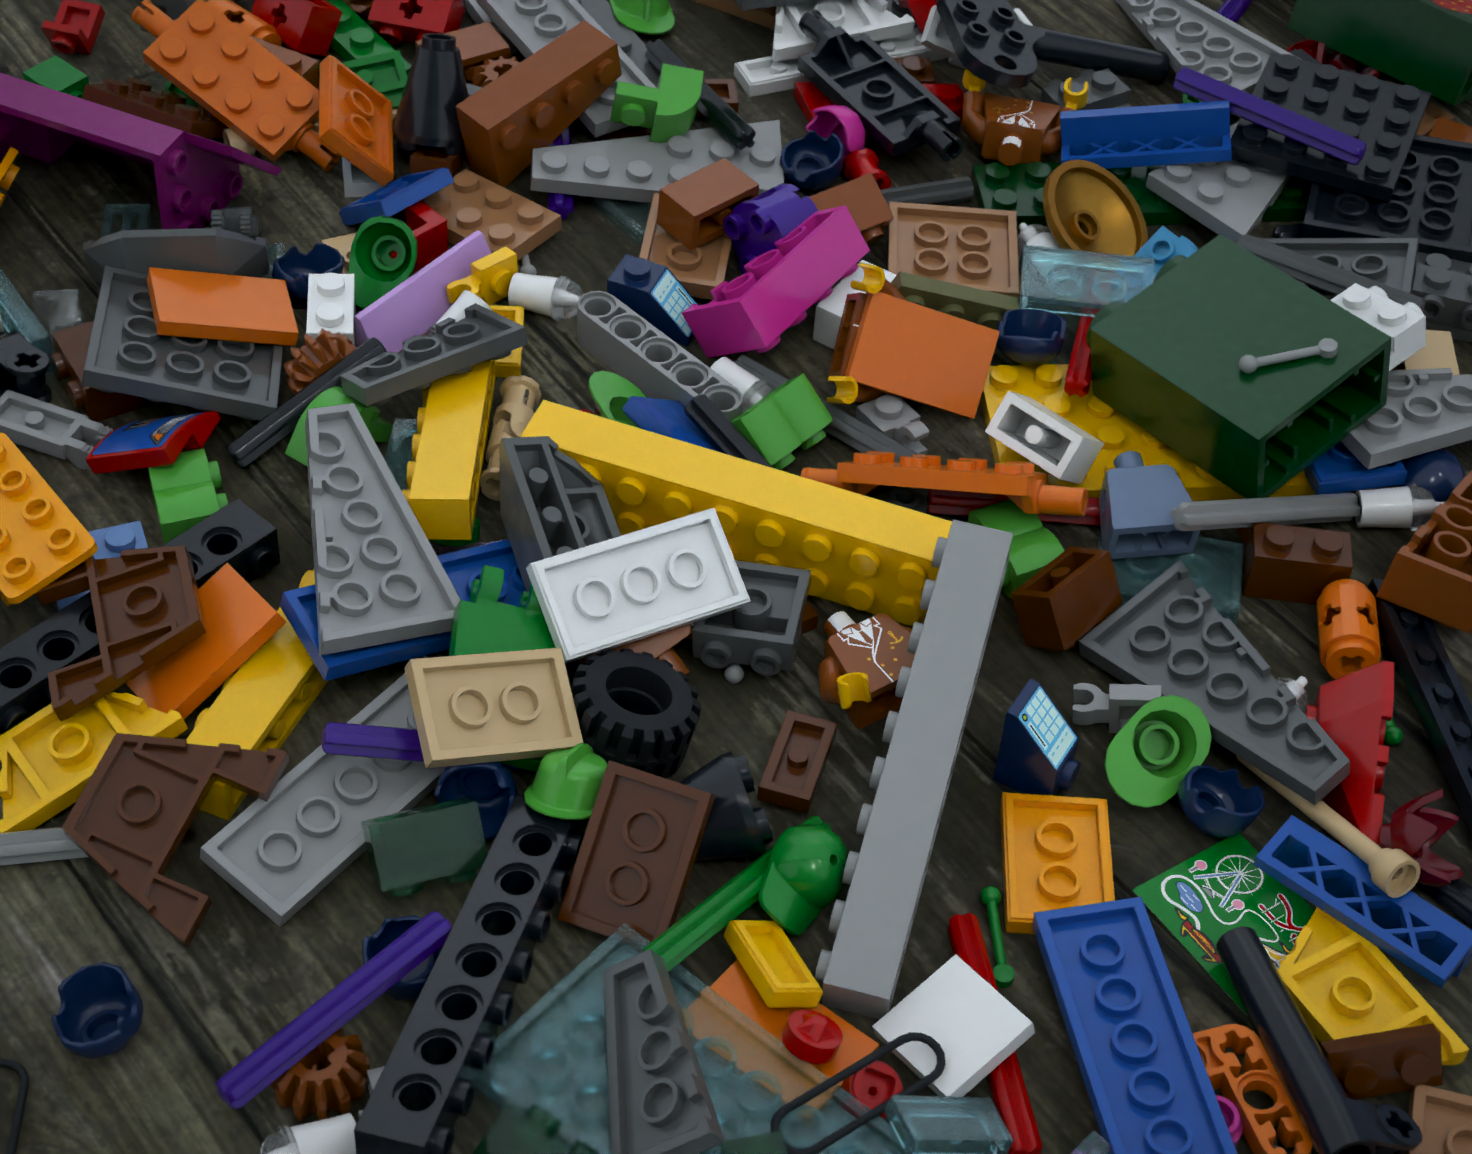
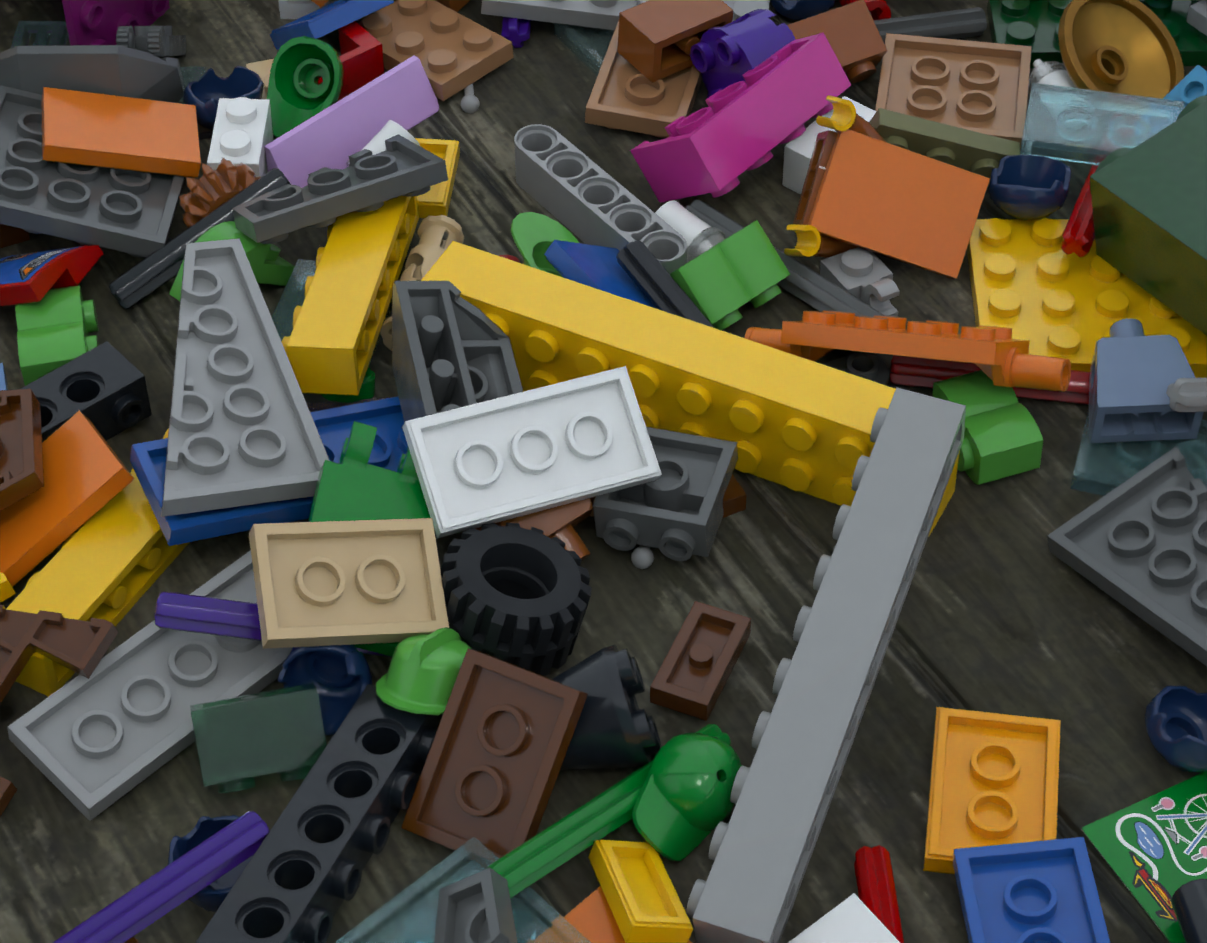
camera: 10 degrees right, 0 degrees up
(489, 277) = (425, 108): yellow plate -> none
(545, 295) = (482, 128): piece -> none
(654, 295) = (602, 131): dark blue slope -> none
(863, 665) = (784, 552): dark orange torso -> none
(1003, 973) = (913, 918): green hinge -> none
(1036, 745) = (980, 653): dark blue slope -> none
(1044, 437) = (1028, 300): white brick -> none
(1067, 598) = (1037, 485): reddish brown brick -> none
(1111, 708) = (1094, 614): light grey plate -> none
(1157, 750) = (1123, 666): bright green piece -> none

